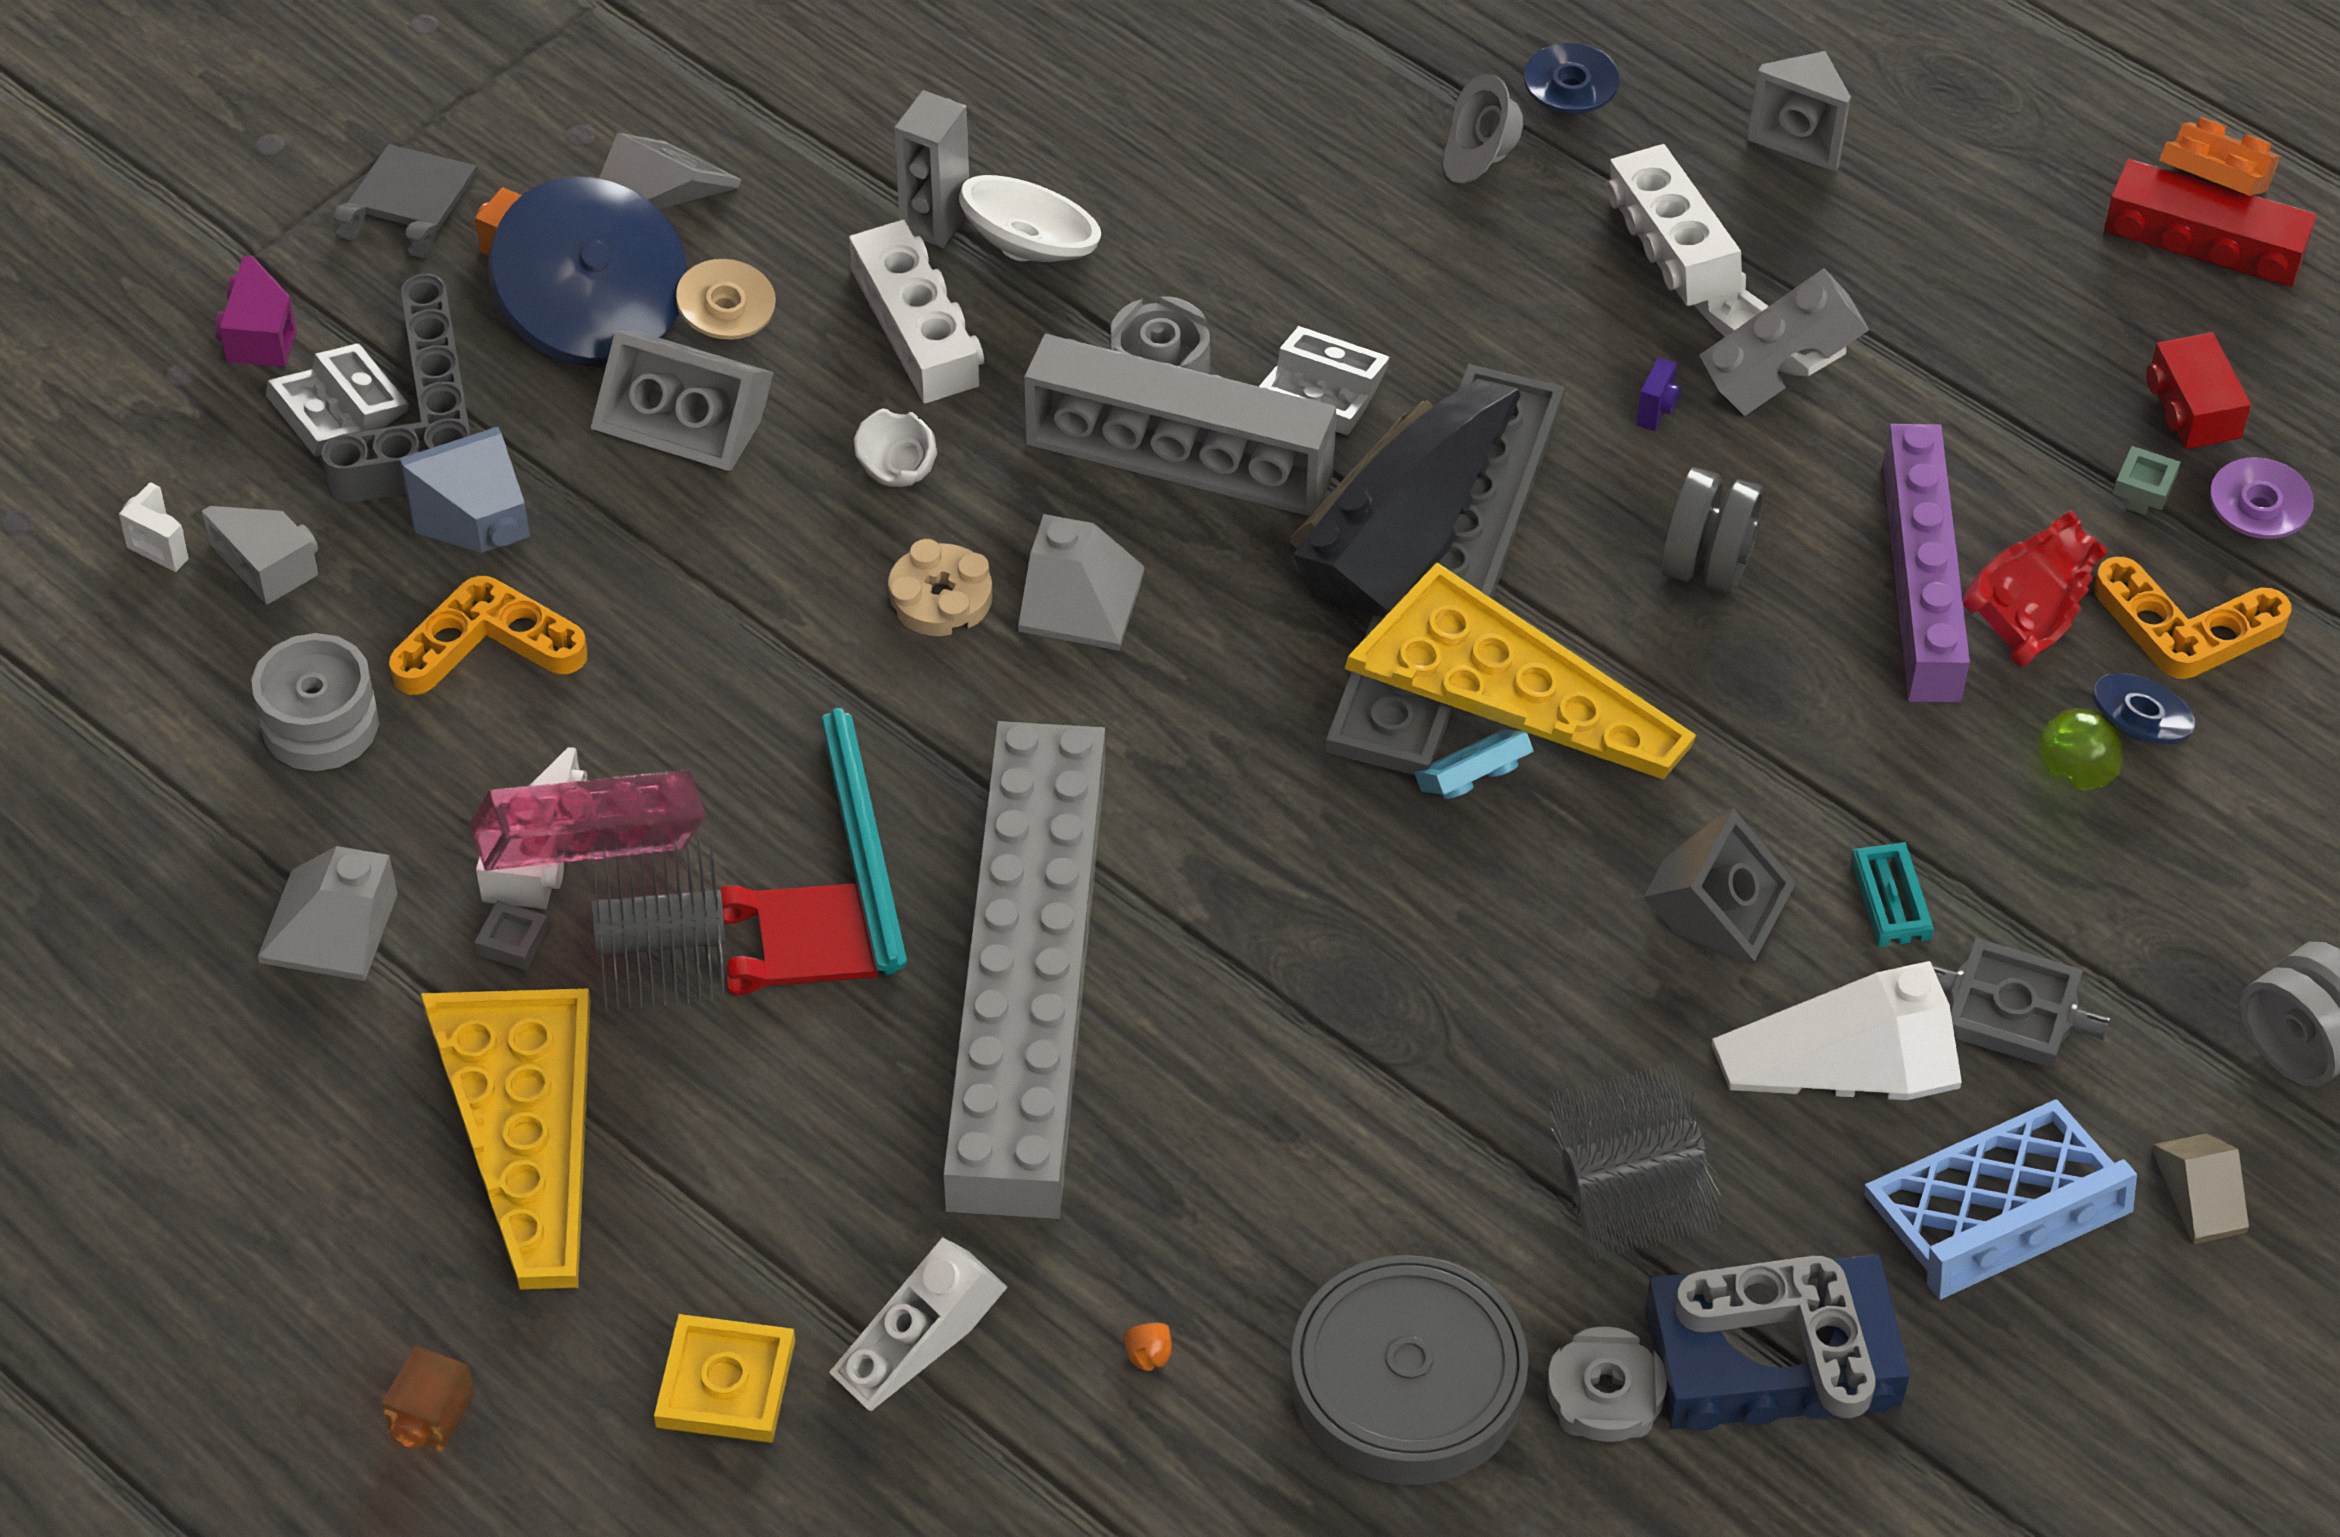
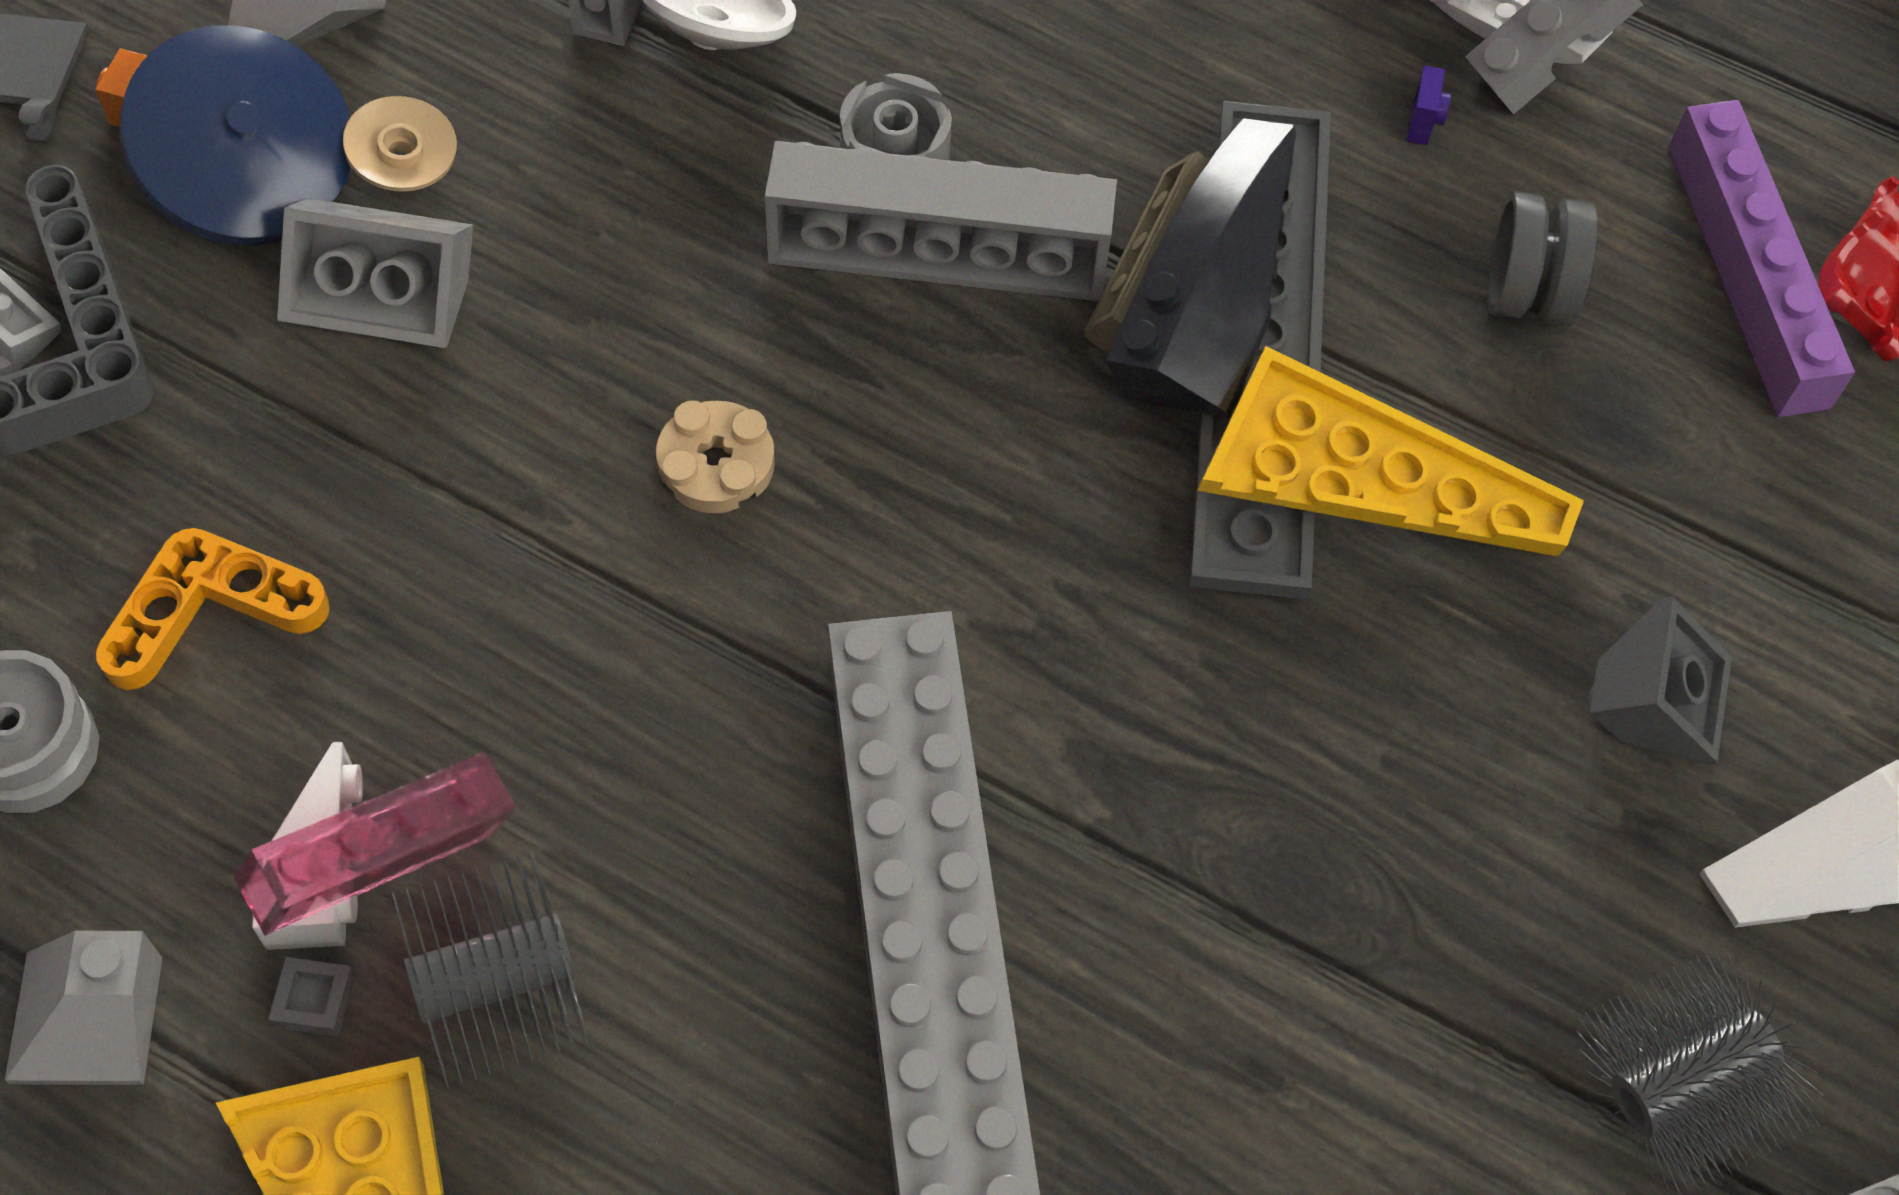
camera: 15 degrees left, 10 degrees up
(466, 493) = (149, 431): sand blue slope -> none
(803, 934) = (663, 926): red flag -> none
(863, 842) = (702, 796): teal axle -> none
(895, 448) = (629, 295): white hair -> none
(915, 311) = (614, 126): white brick -> none
(1079, 585) = (871, 429): light grey slope -> none
(1329, 372) = (1071, 132): light grey slope -> none
(1489, 756) = (1358, 573): medium azure plate -> none
(1900, 929) = (1828, 658): teal tile -> none

